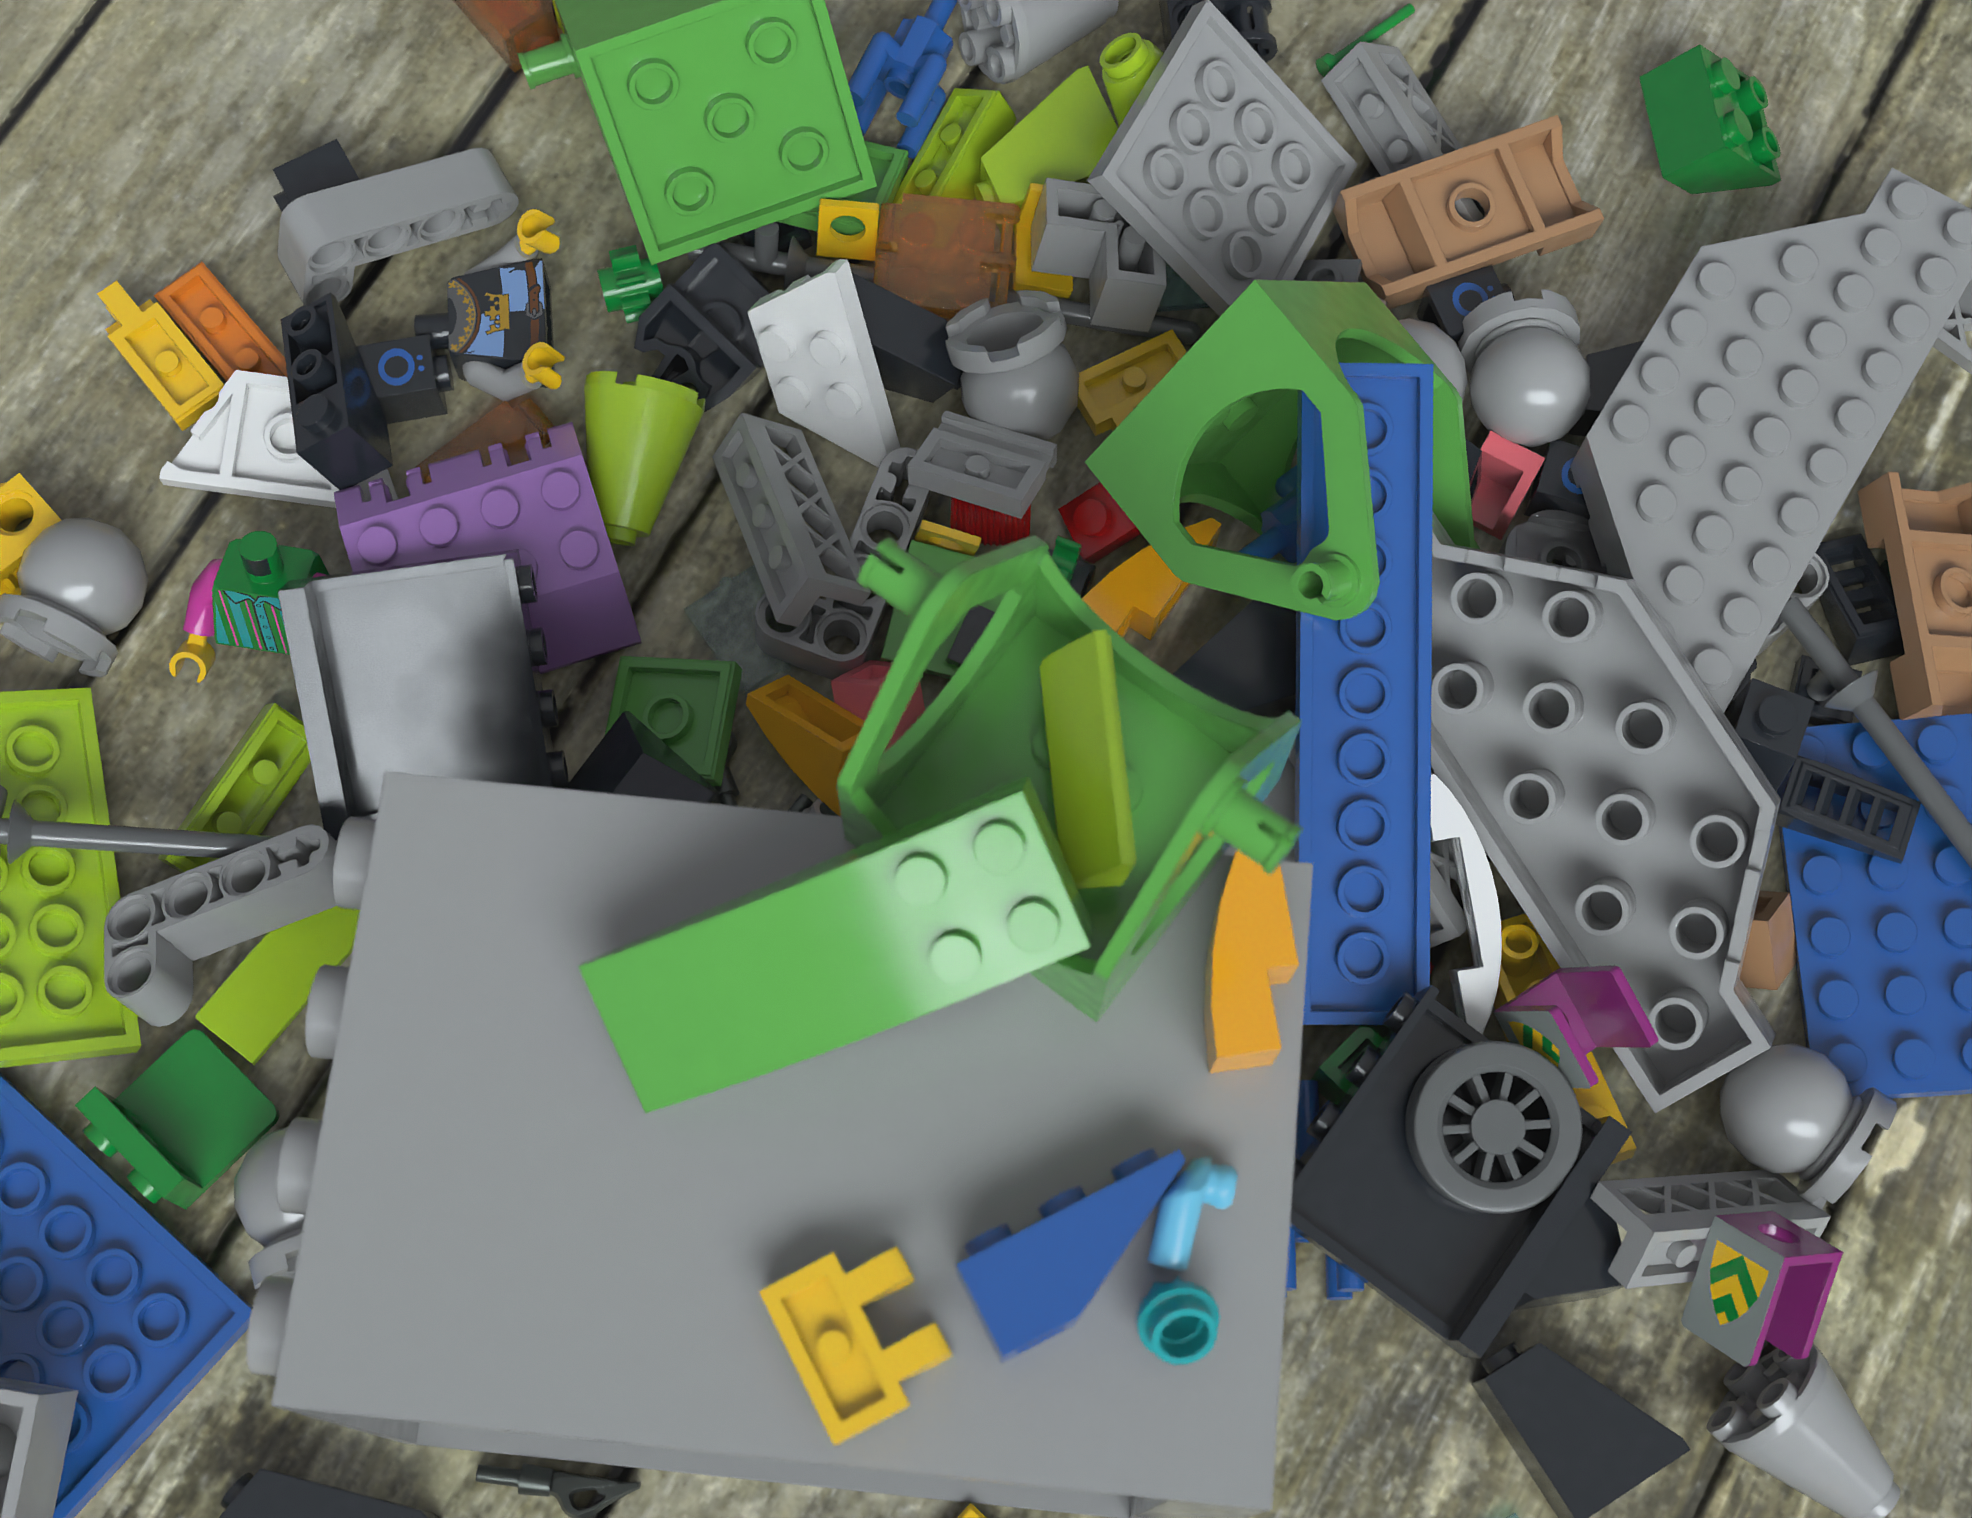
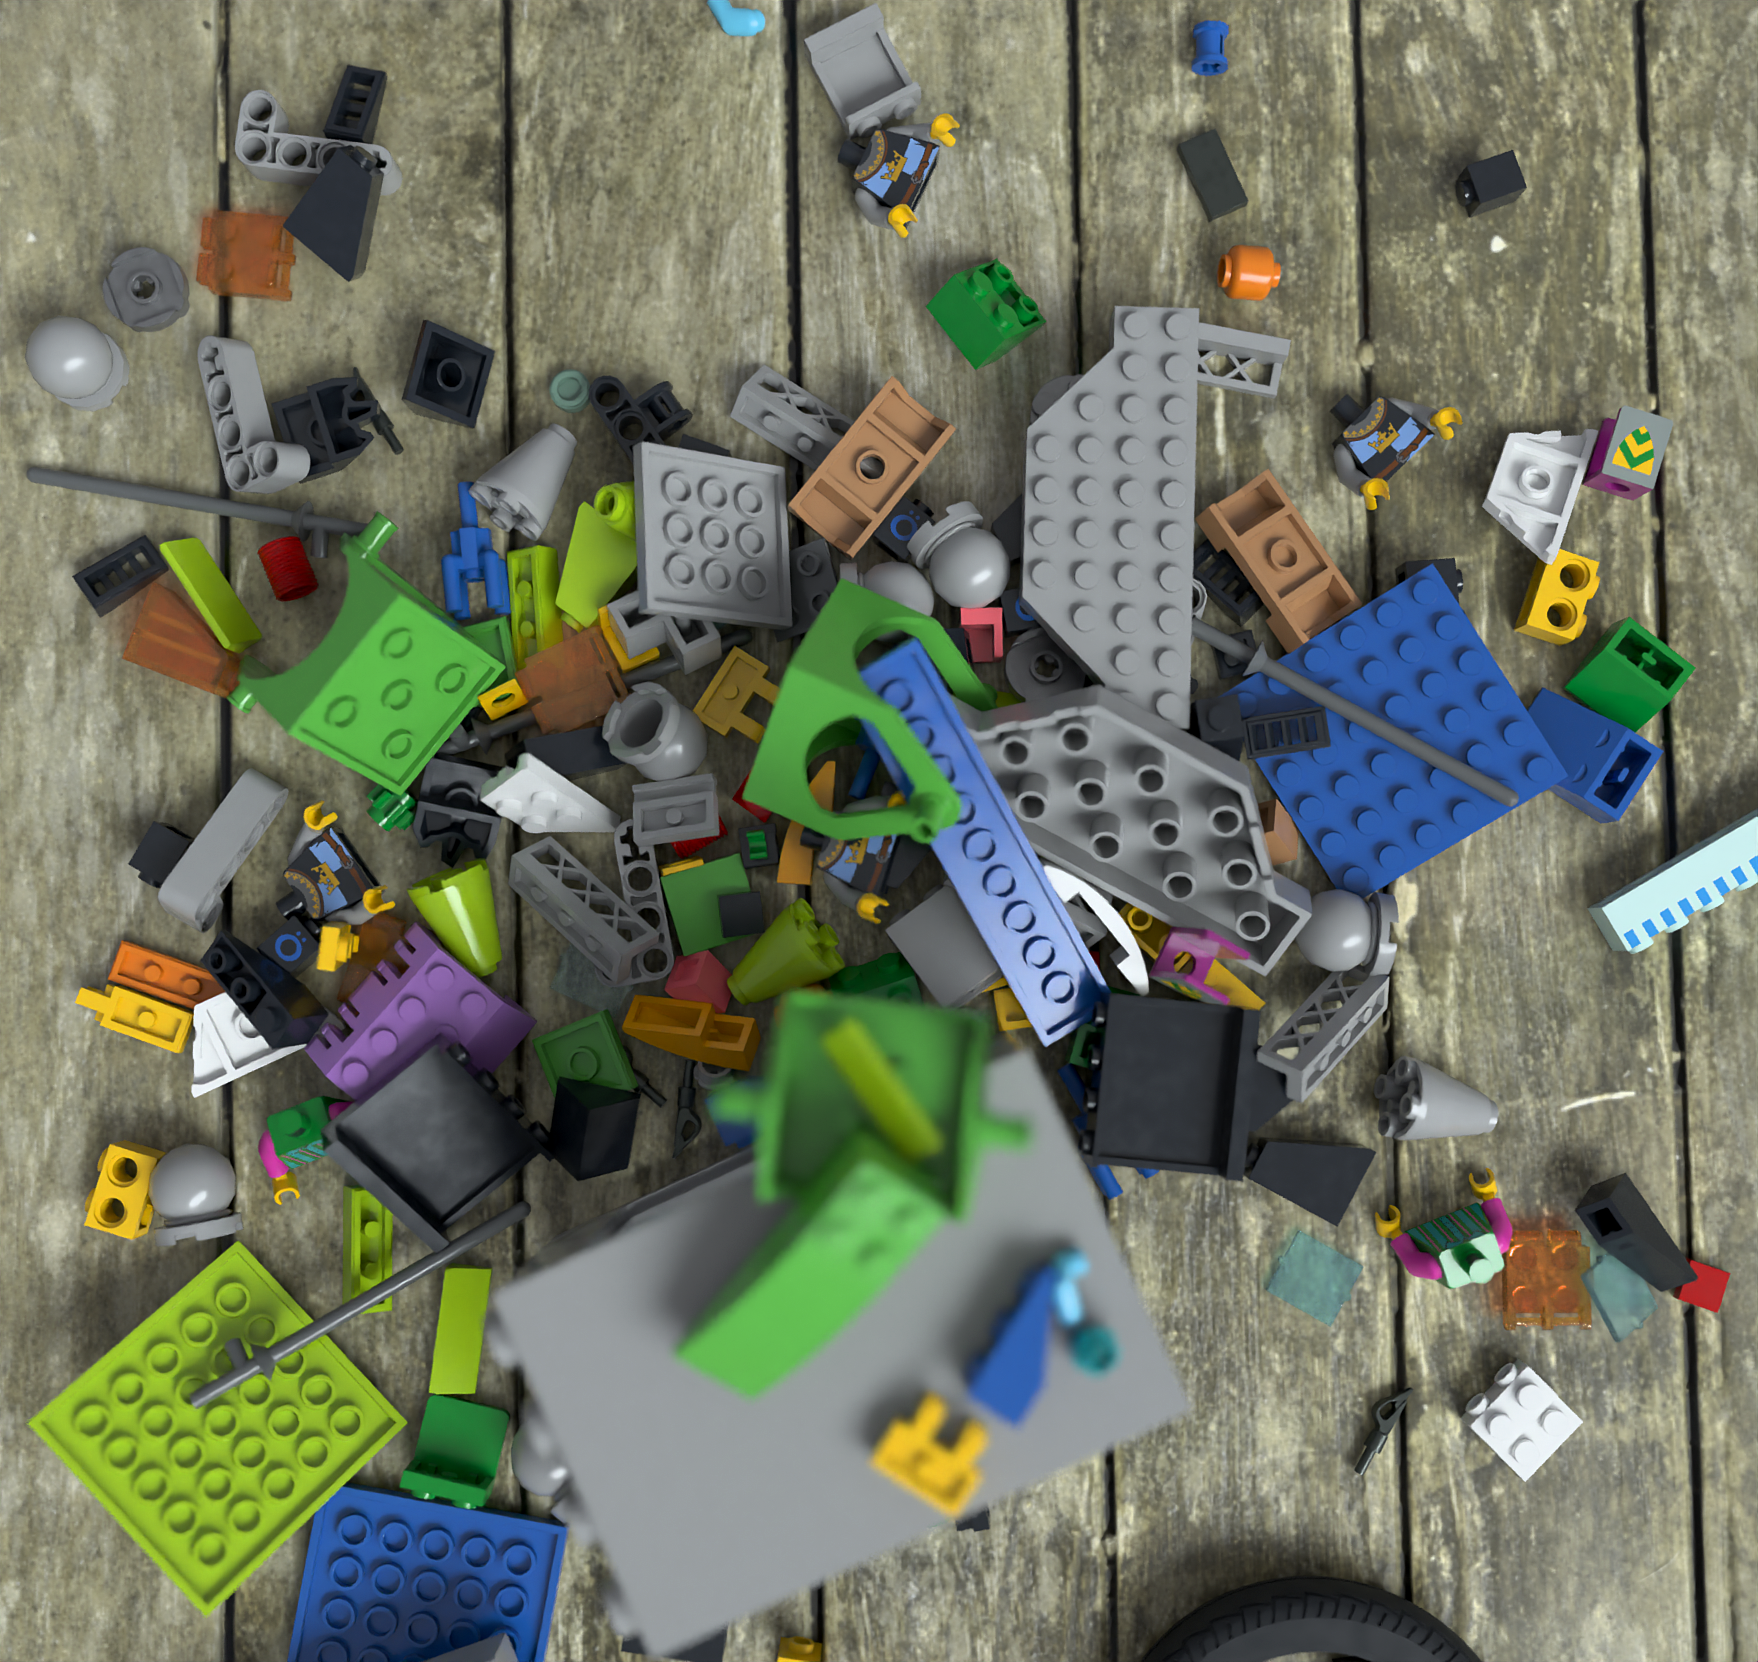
camera: 25 degrees left, 15 degrees up
(170, 924) = (377, 1356): light grey beam -> none
(456, 383) = (336, 945): none -> yellow hinge
(1196, 630) = (857, 867): none -> torso
(1246, 954) = (1037, 1167): light orange slope -> none
(1328, 61) = (728, 401): green piece -> none
(1492, 1126) = (1183, 1048): dark grey wheel -> none
(1760, 1284) = (1371, 1053): piece -> none

